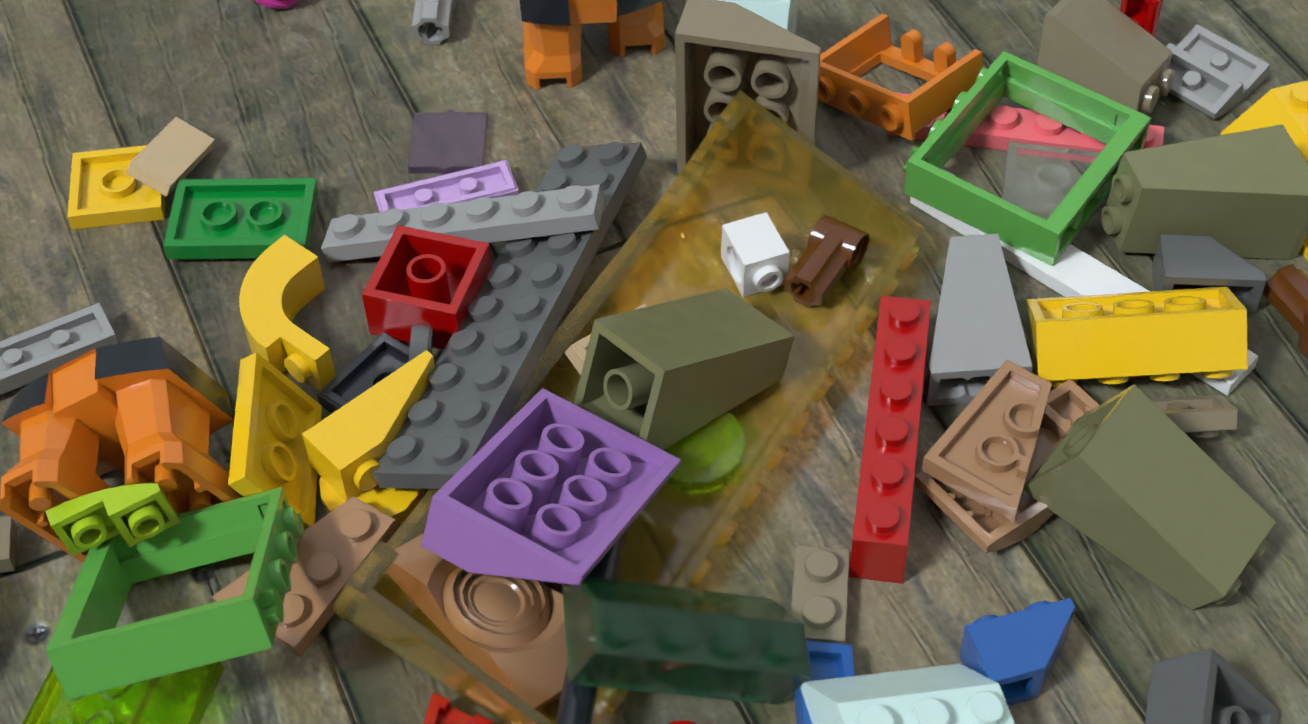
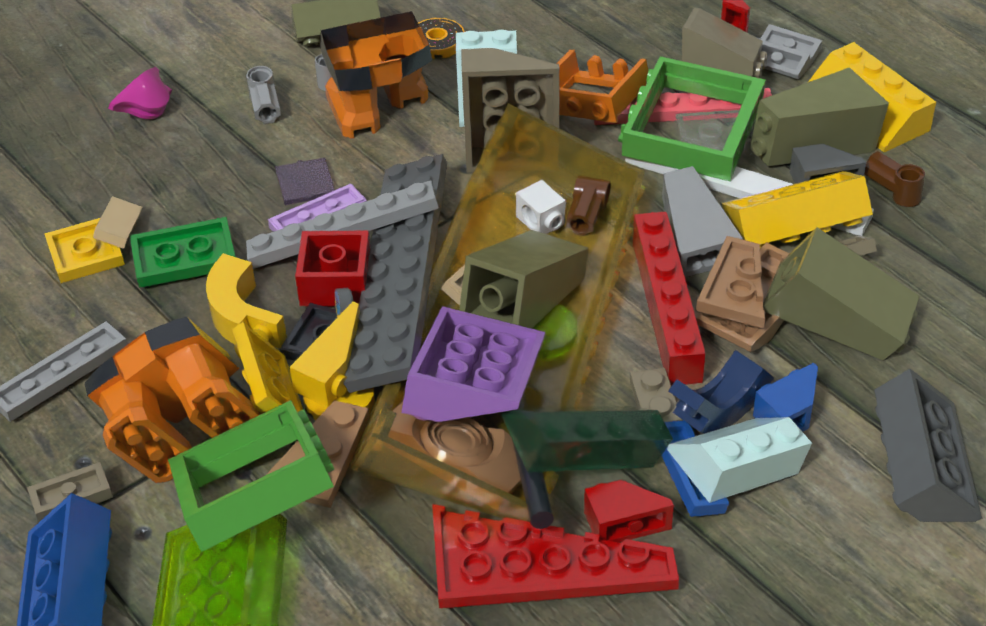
camera: 15 degrees left, 5 degrees down
(127, 510) = (193, 433): lime slope -> none
(915, 623) = (723, 398): none -> dark blue arch

